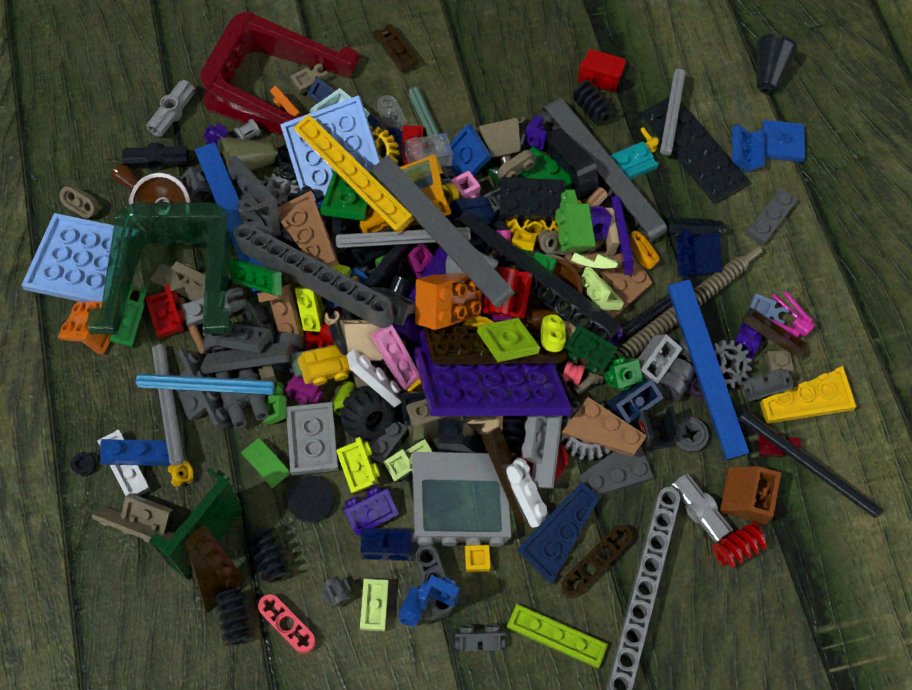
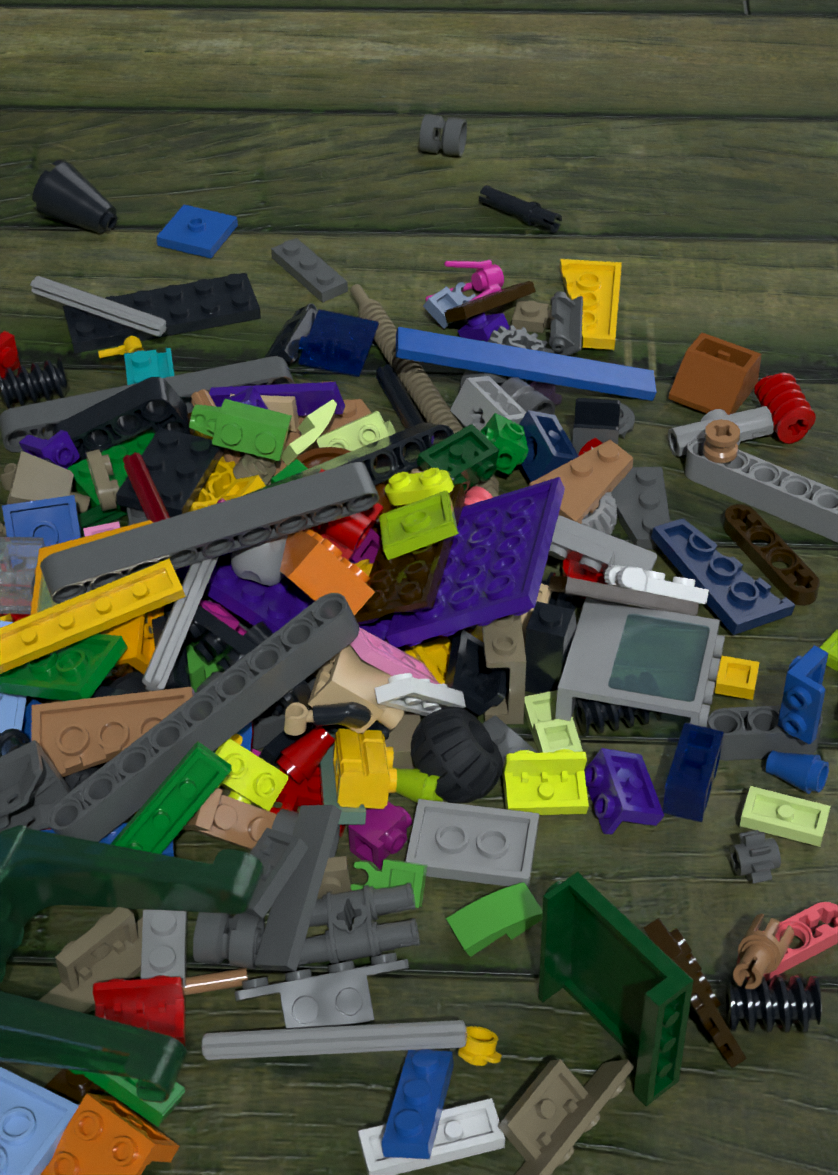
camera: 70 degrees left, 20 degrees down
(205, 384) = (324, 962): dark azure axle -> none
(254, 602) = (761, 951): none -> medium nougat arm
(268, 556) = (696, 928): black piece -> none
(310, 499) = (583, 854): black tile -> none
(498, 191) = (145, 488): none -> dark red axle
(666, 510) = (721, 441): none -> medium nougat wheel
(748, 148) = (197, 254): blue bracket -> none
(767, 449) = (648, 349): dark red plate -> none
(810, 464) = (684, 319): black piece -> none
(892, 335) = (531, 212): none -> black pin

